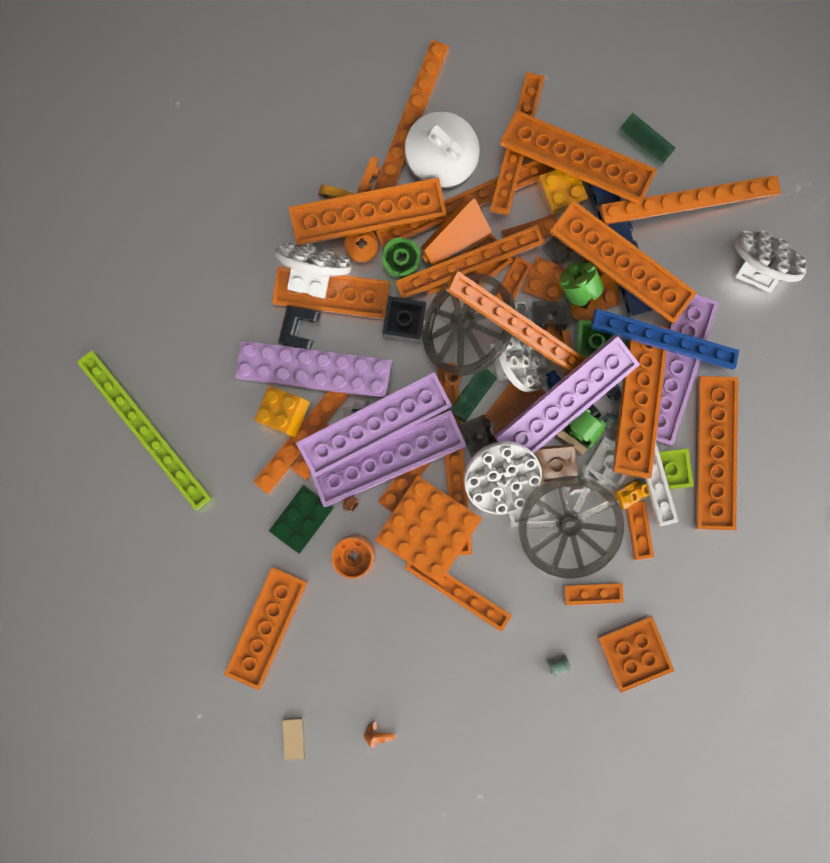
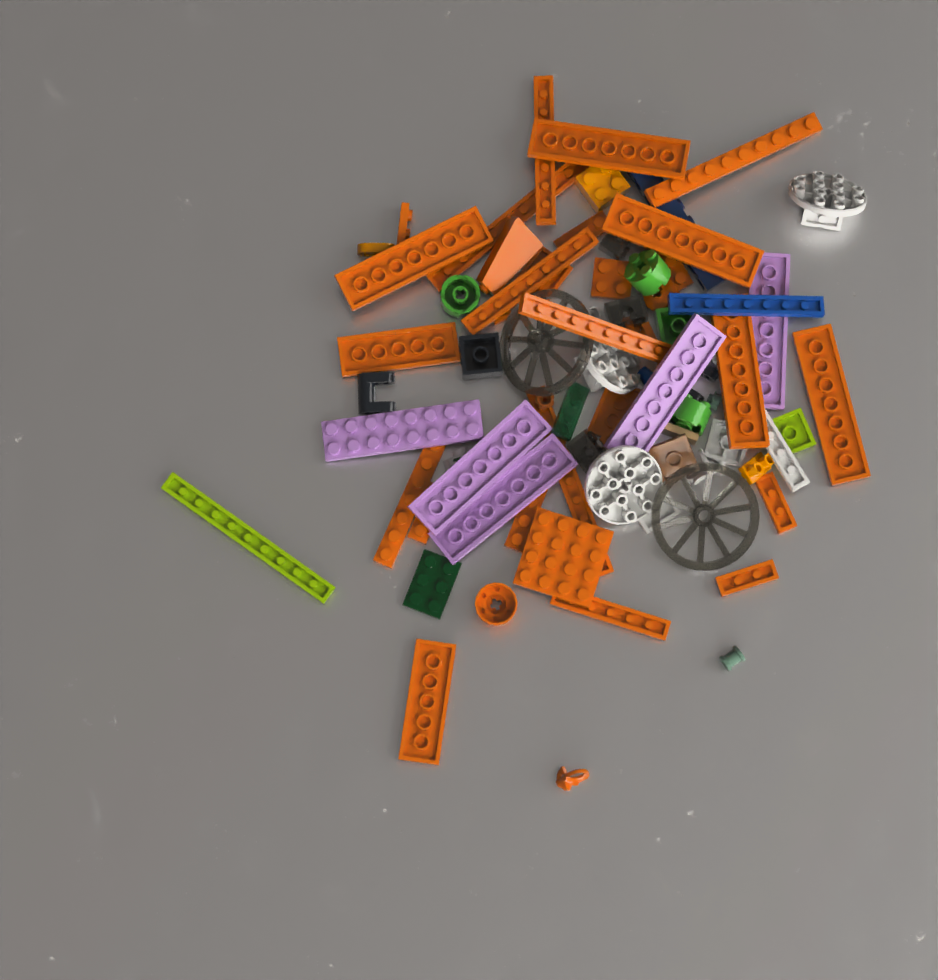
camera: 15 degrees left, 5 degrees down
(282, 411) = (383, 480): light orange brick -> none
(293, 739) = (486, 805): tan tile -> none
(309, 271) = (373, 333): white bracket -> none
(350, 503) = (477, 554): dark orange plate -> none
(369, 250) = (416, 303): orange piece -> none
(413, 111) = (430, 150): orange plate -> none
(442, 148) = (470, 175): white bracket -> none
(515, 276) = (580, 282): orange tile -> none
(636, 654) = (805, 626): orange plate -> none
(647, 138) = (673, 109): clear green plate -> none

